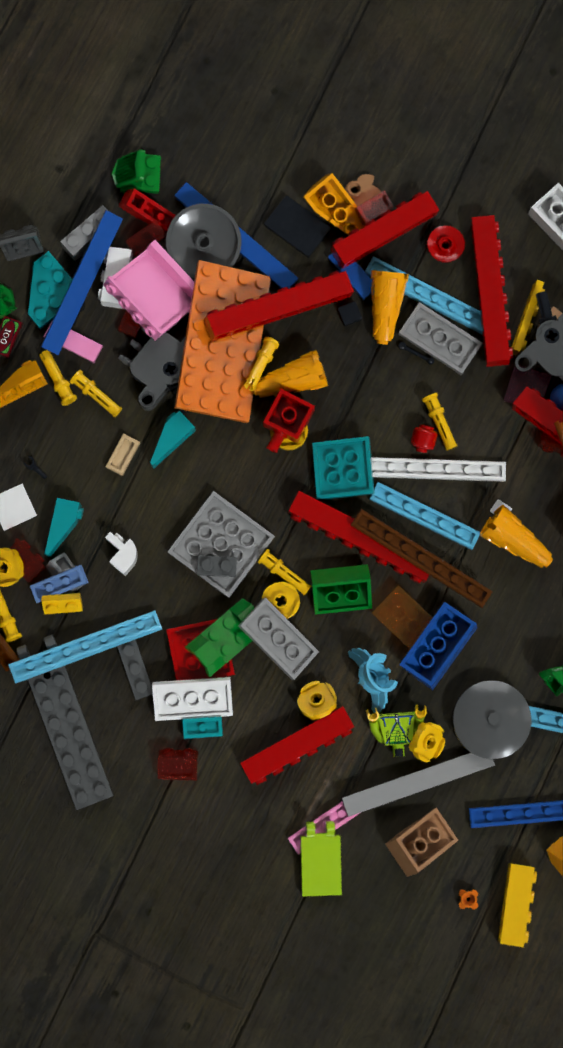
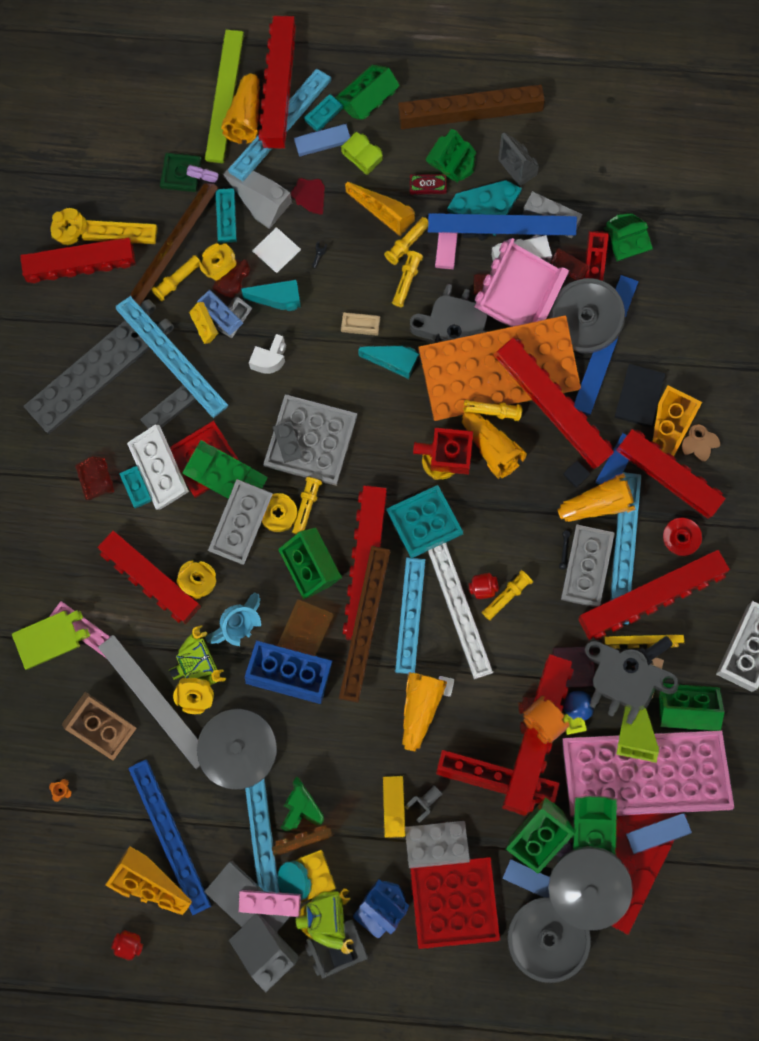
camera: 75 degrees right, 5 degrees down
(373, 207) = (688, 456): clear red tile -> none
(516, 905) = (69, 837): yellow brick -> none

